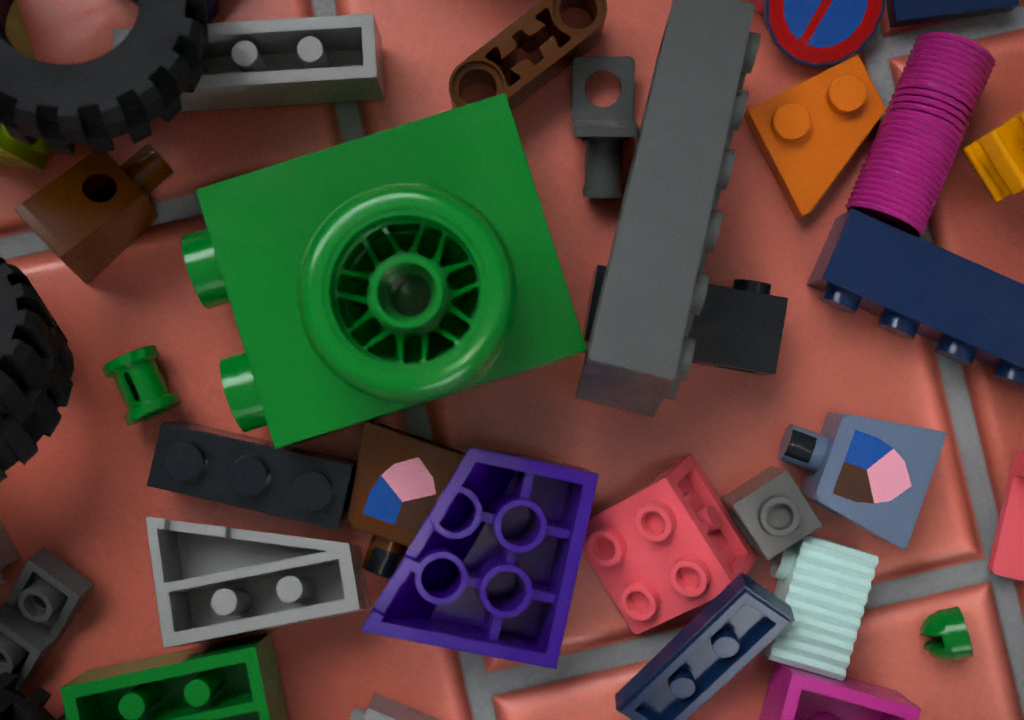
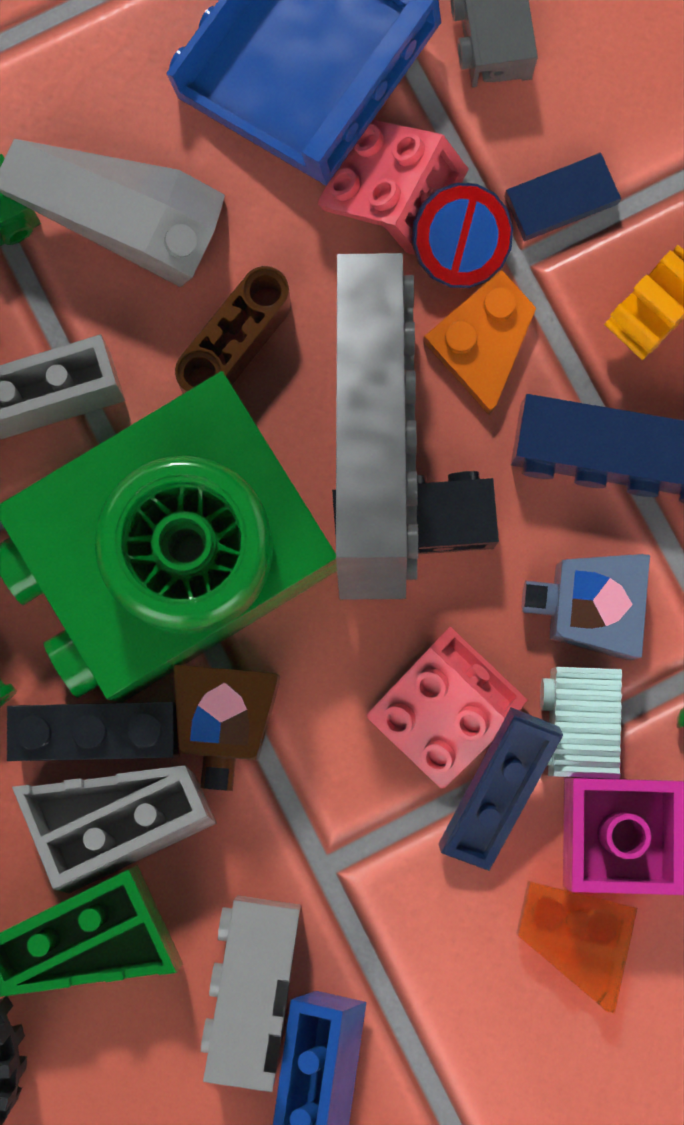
camera: 15 degrees left, 5 degrees down
(493, 560) = (306, 749): dark purple wedge -> none
(603, 126) = (311, 378): dark grey bracket -> none
(771, 512) = (526, 656): dark grey brick -> none
(919, 144) = (567, 332): dark pink piece -> none

